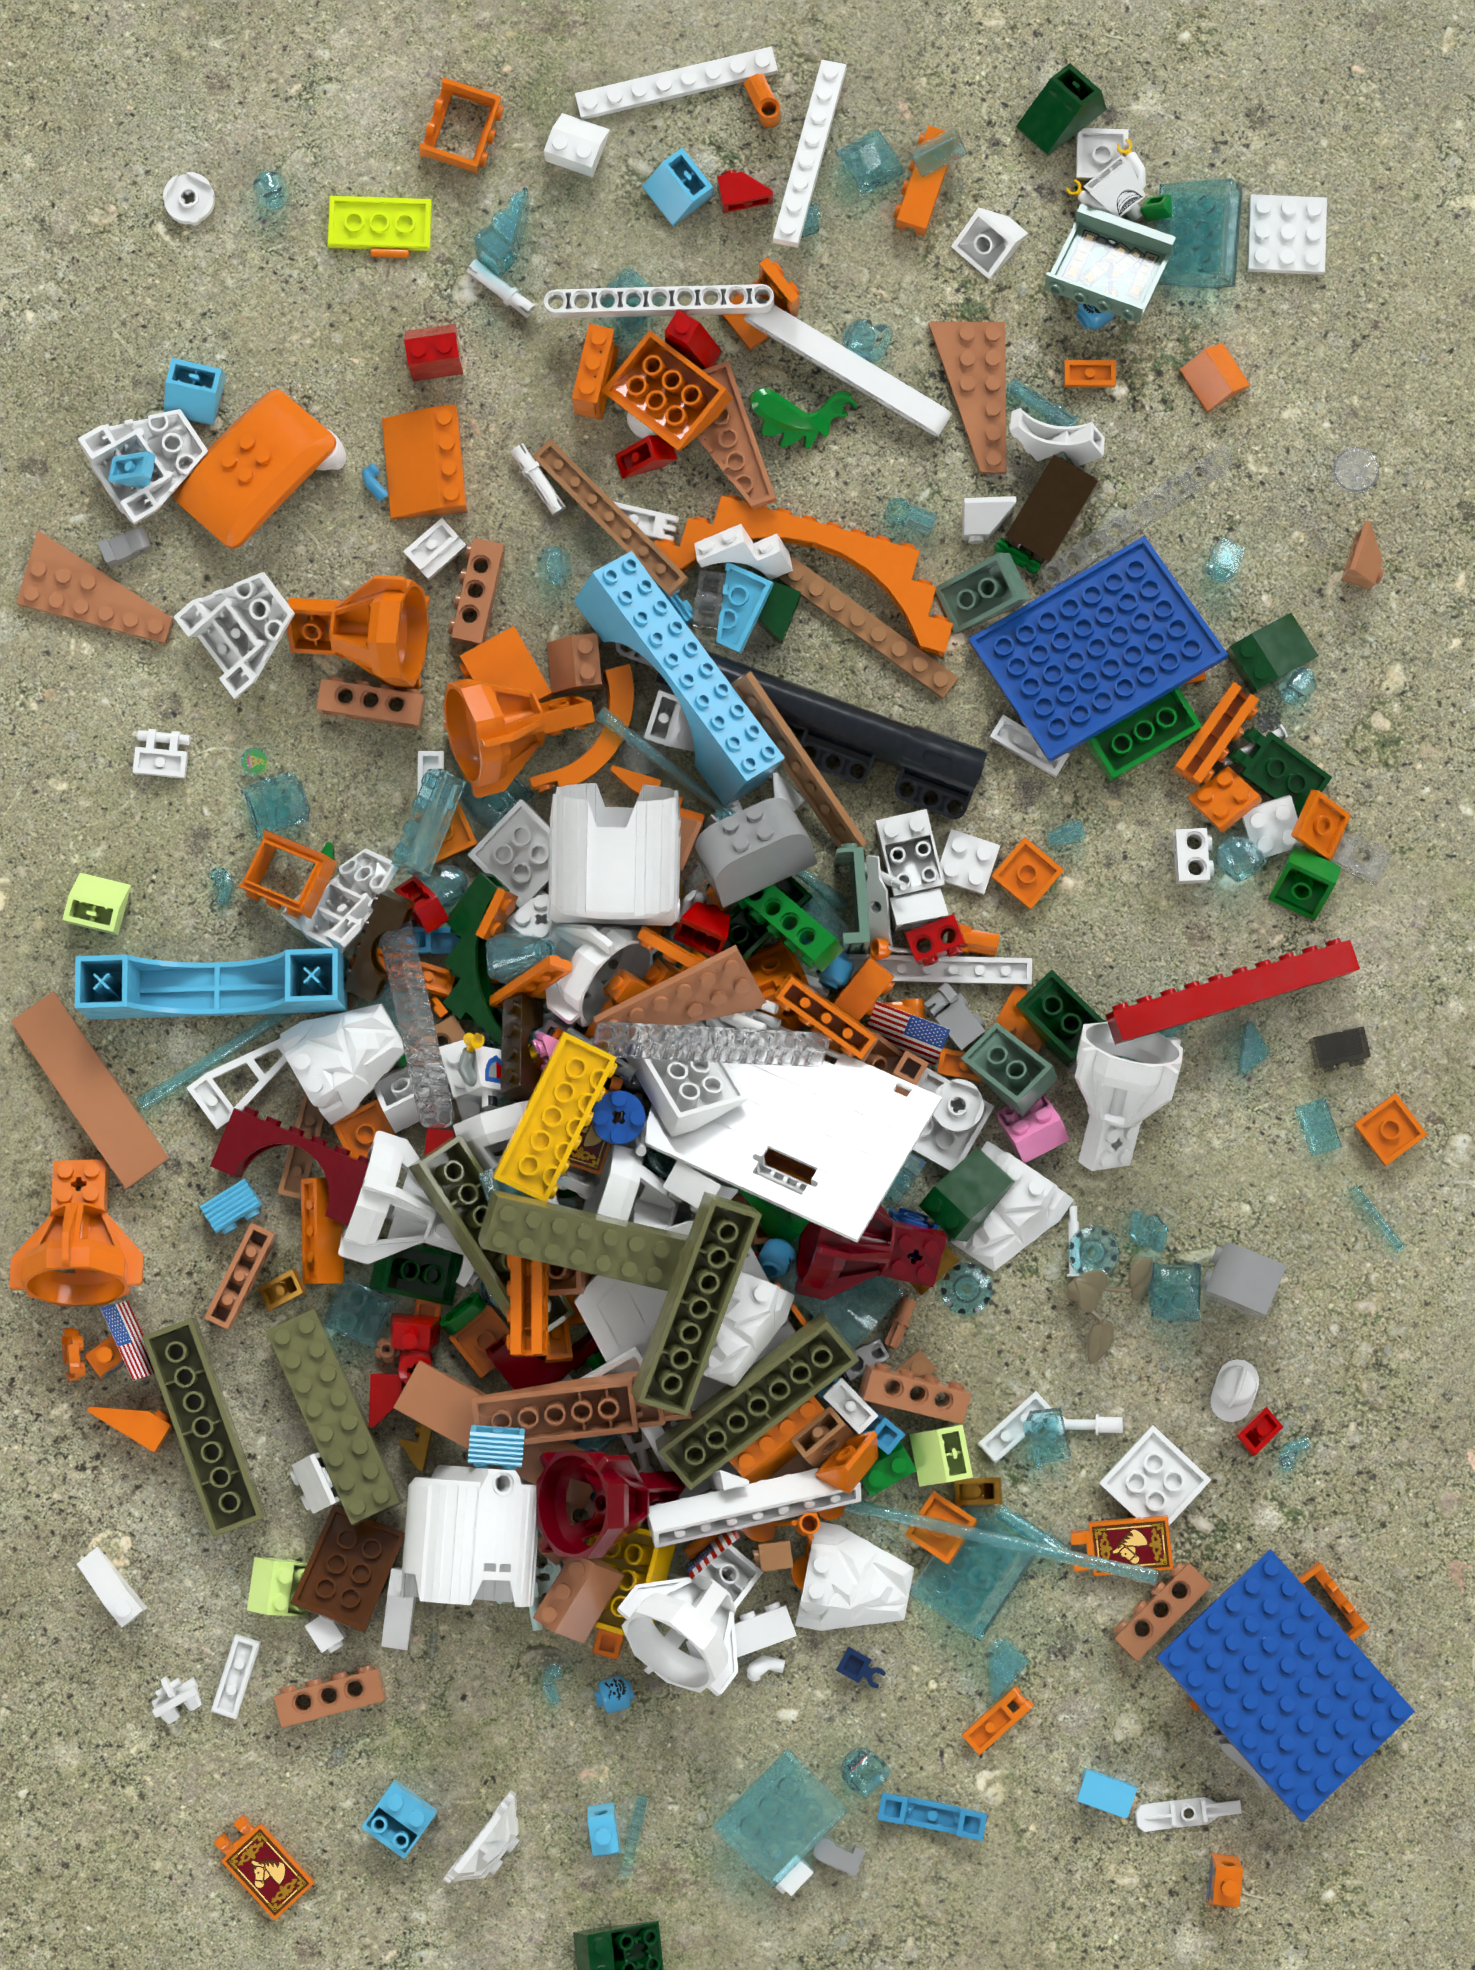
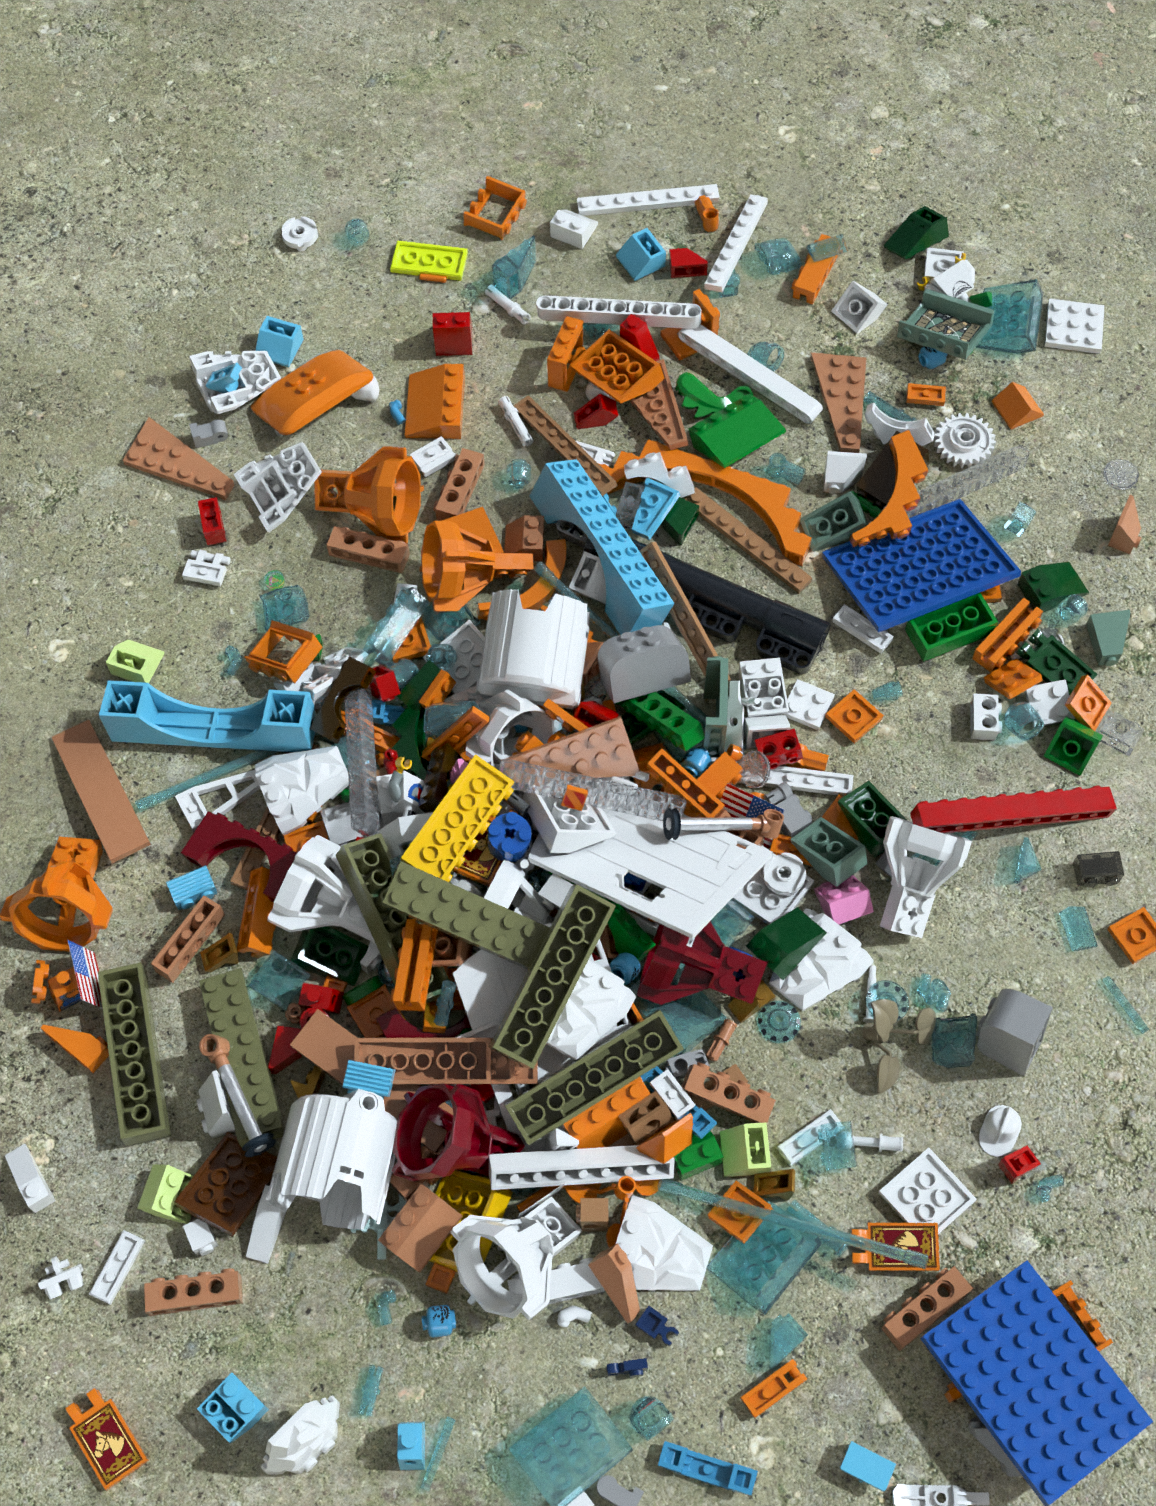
camera: 10 degrees right, 20 degrees down
(157, 688) = (212, 521): none -> red brick
(337, 1469) = (258, 1142): none -> piece
(451, 1017) = (389, 760): none -> red arm
(493, 859) = (442, 656): none -> clear light blue head
(549, 1778) = (370, 1390): none -> clear light blue pin
(569, 1333) = (445, 1003): none -> clear light blue pin
(691, 1059) = (574, 797): none -> orange tile
(810, 1627) = (616, 1277): none -> nougat slope
(839, 470) = (735, 431): none -> green slope
(839, 1718) = (632, 1367): none -> dark blue plate
(909, 972) = (755, 769): none -> clear wheel
(930, 1050) = (766, 824): none -> piece
(1057, 588) = (894, 519): none -> orange arch
(1142, 461) = (978, 441): none -> white gear
(1345, 721) = (1108, 635): none -> sand green slope

